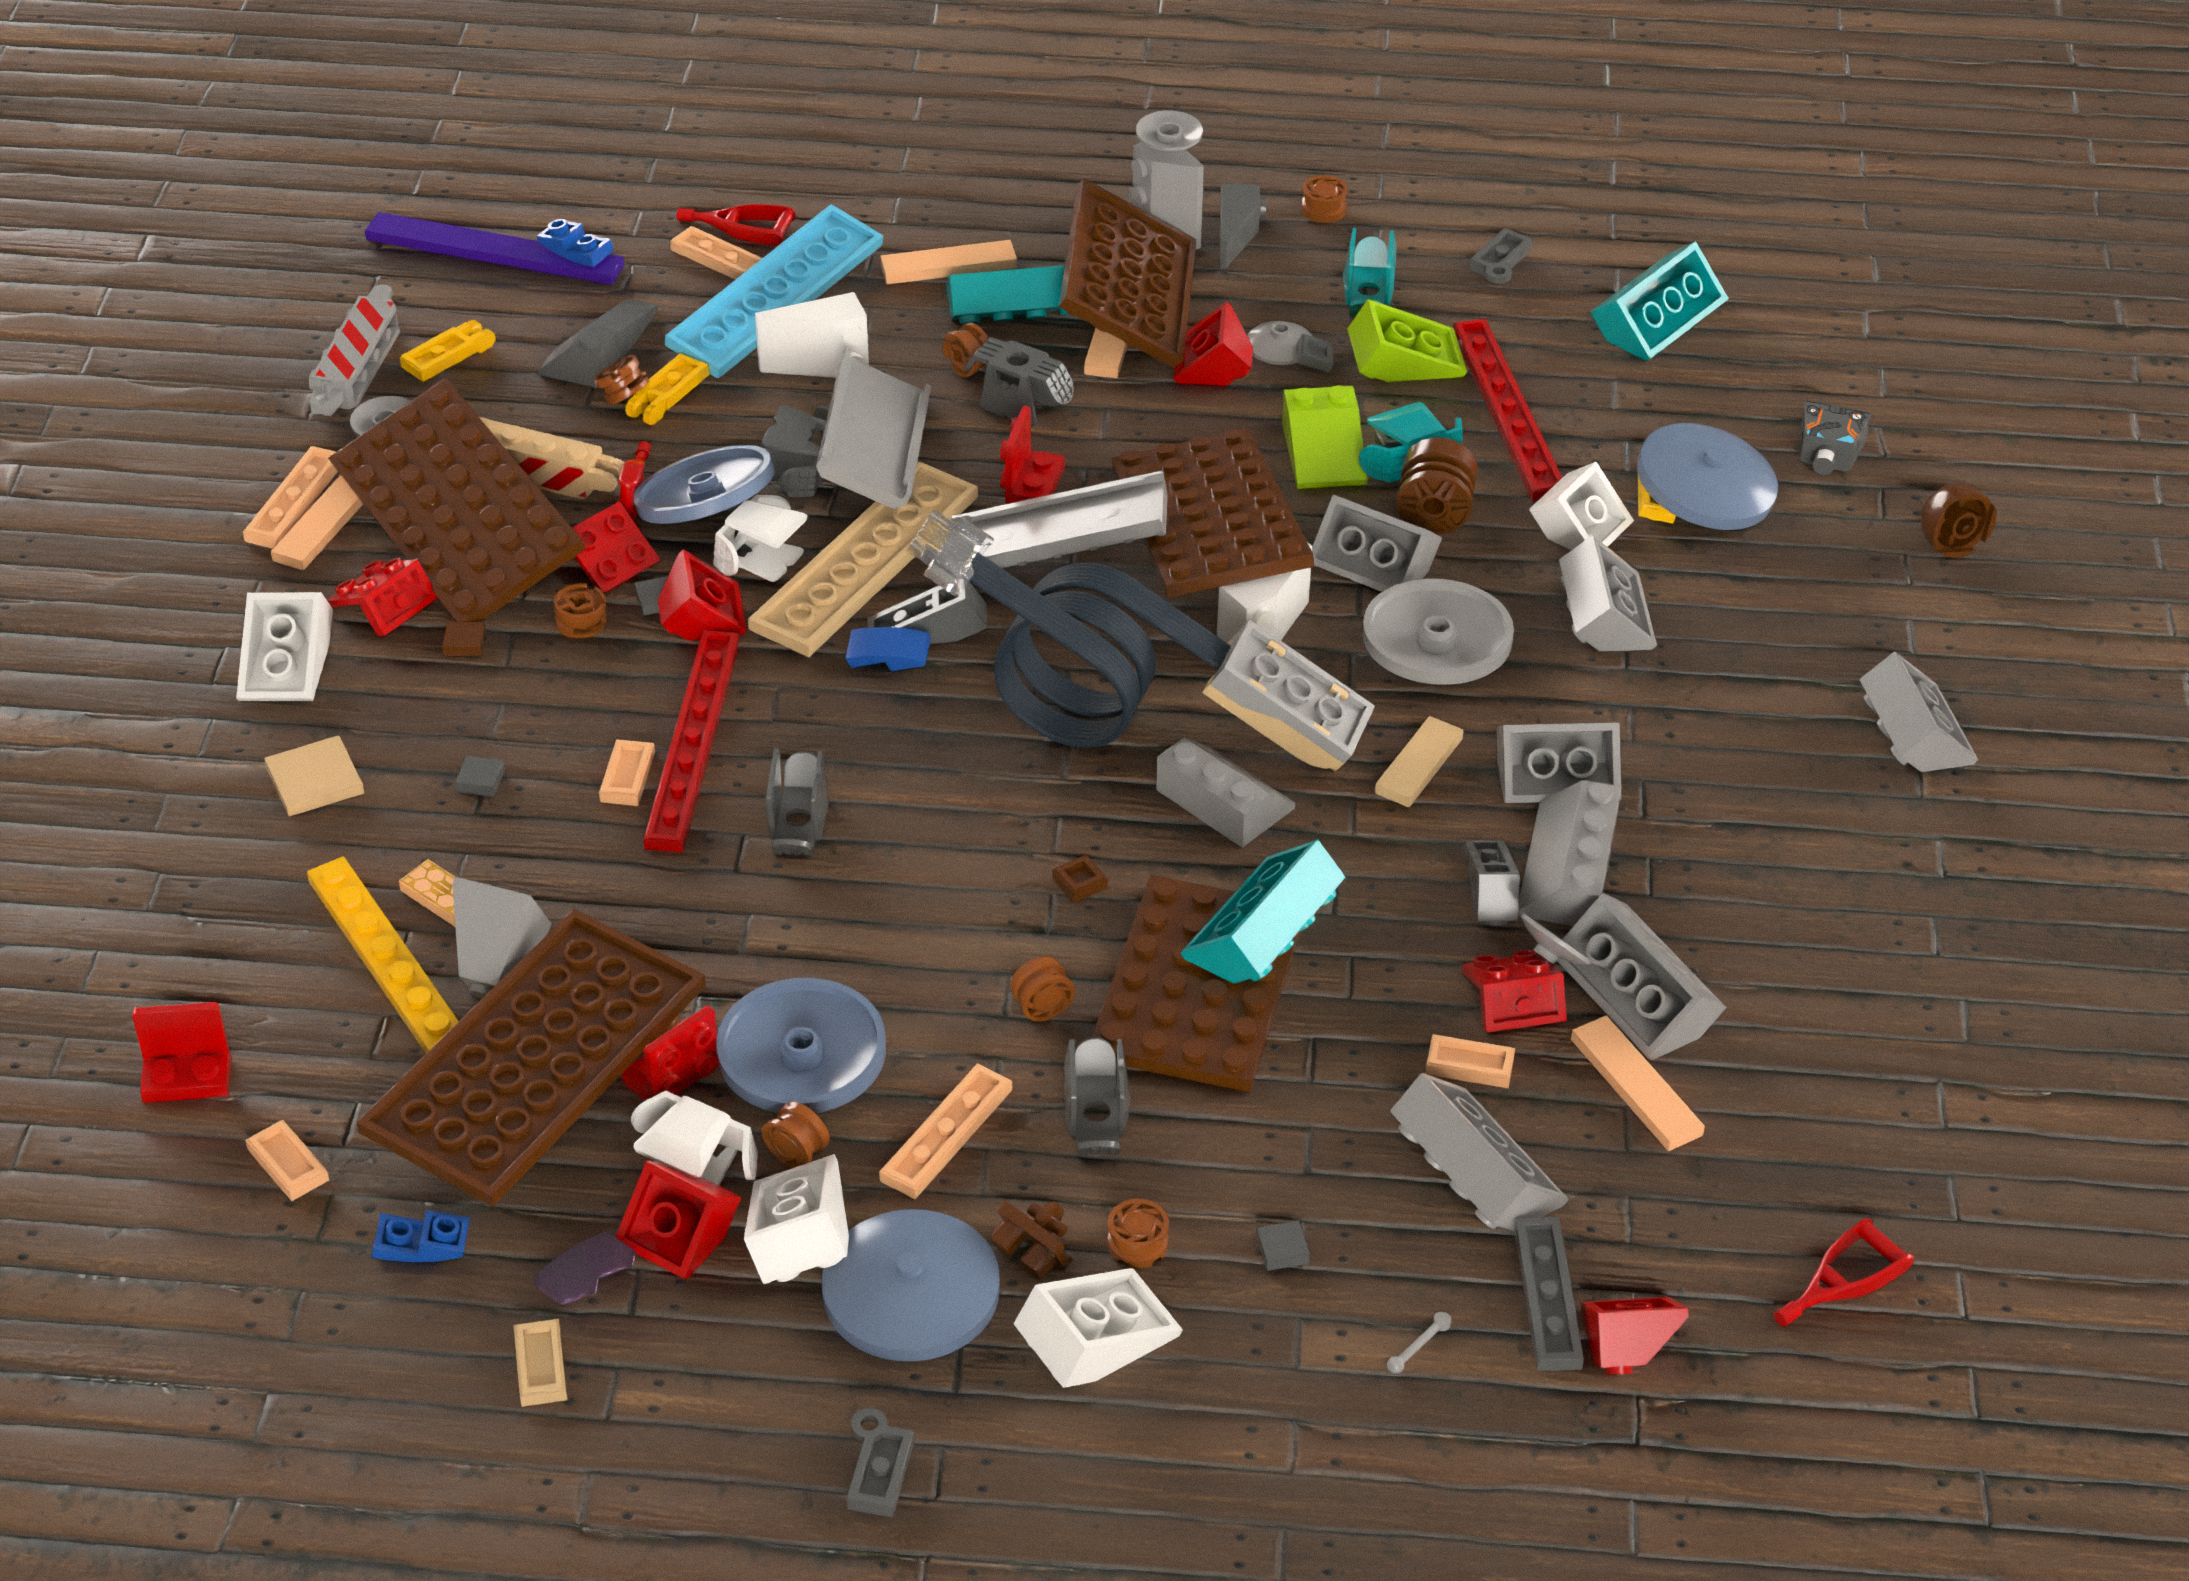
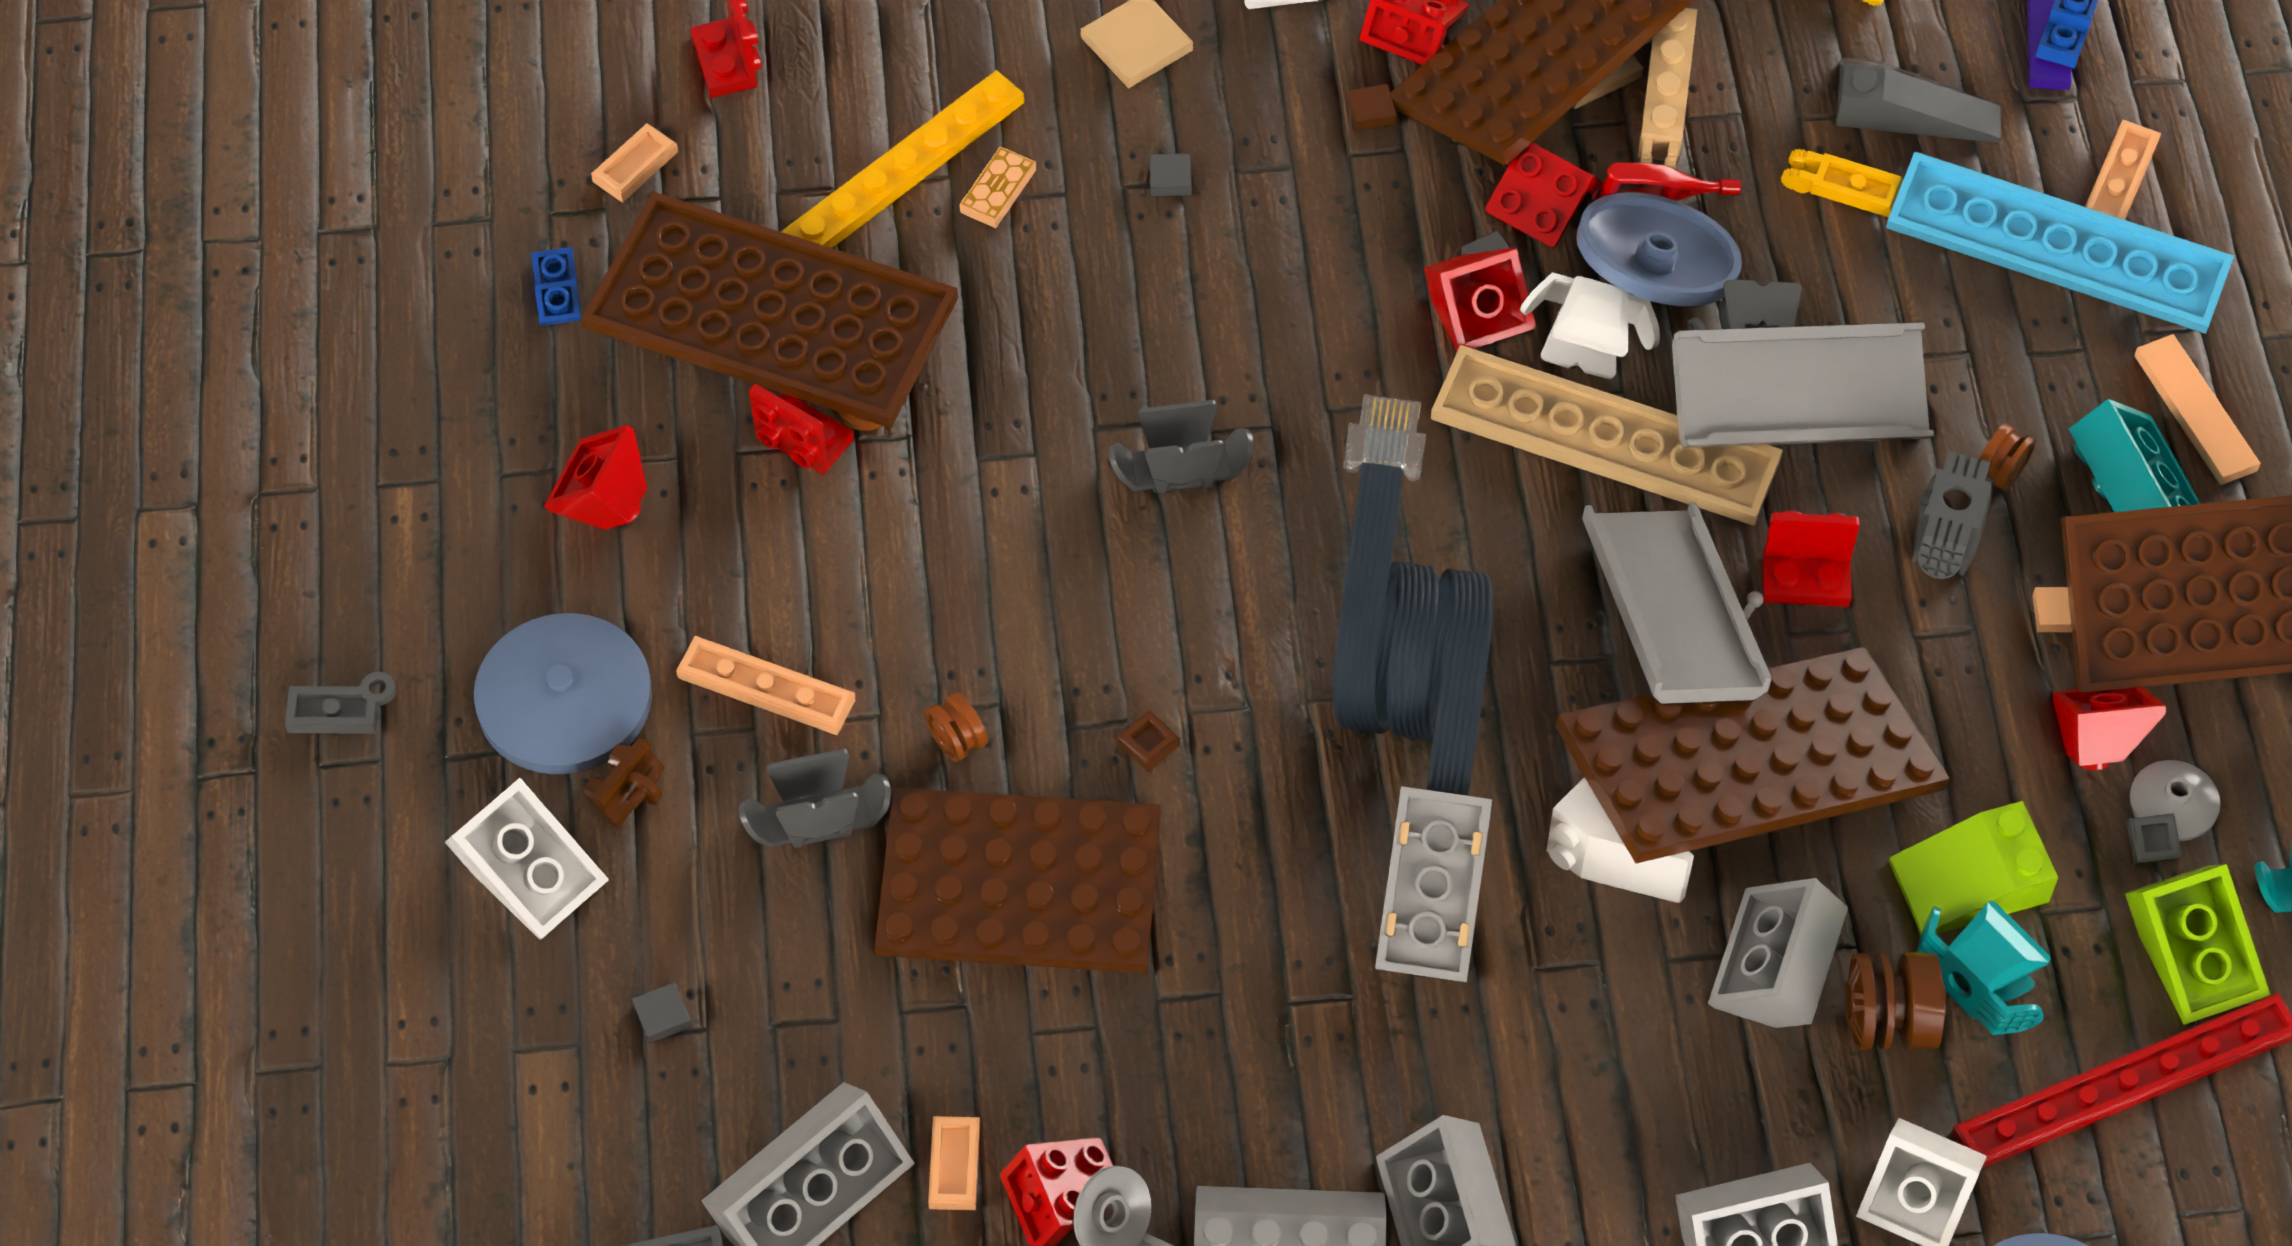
camera: 80 degrees right, 15 degrees up
(493, 932) = (929, 236): light grey slope -> none
(540, 1362) = (428, 417): tan tile -> none
(578, 1269) = (534, 418): clear purple slope -> none
(579, 611) = (1439, 192): dark orange wheel -> none
(621, 379) = (1827, 132): dark orange wheel -> none
(627, 772) = (1209, 298): light nougat tile -> none
(685, 1134) = (677, 468): white piece -> none
(692, 742) = (1275, 343): red tile -> none
(728, 218) = (2195, 169): red piece -> none
(795, 1135) = (714, 550): dark orange wheel -> none
(797, 1221) = (608, 573): white slope -> none
(801, 1045) = (831, 528): sand blue dish -> none
(812, 336) = (1963, 300): white slope -> none
(895, 646) = (1455, 486): blue slope -> none
(938, 613) = (1515, 517): dark grey slope -> none
(1137, 1233) = (650, 877): dark orange wheel -> none
(1219, 791) = (1314, 854): light grey slope -> none
(1266, 913) = (1093, 914): slope -> none
(1419, 761) = (1420, 1054): tan tile -> none
(1438, 631) = (1629, 1038): light grey dish -> none
(1440, 1323) = (588, 1175): light grey hinge -> none
(1492, 881) = (1229, 1147): dark grey slope -> none

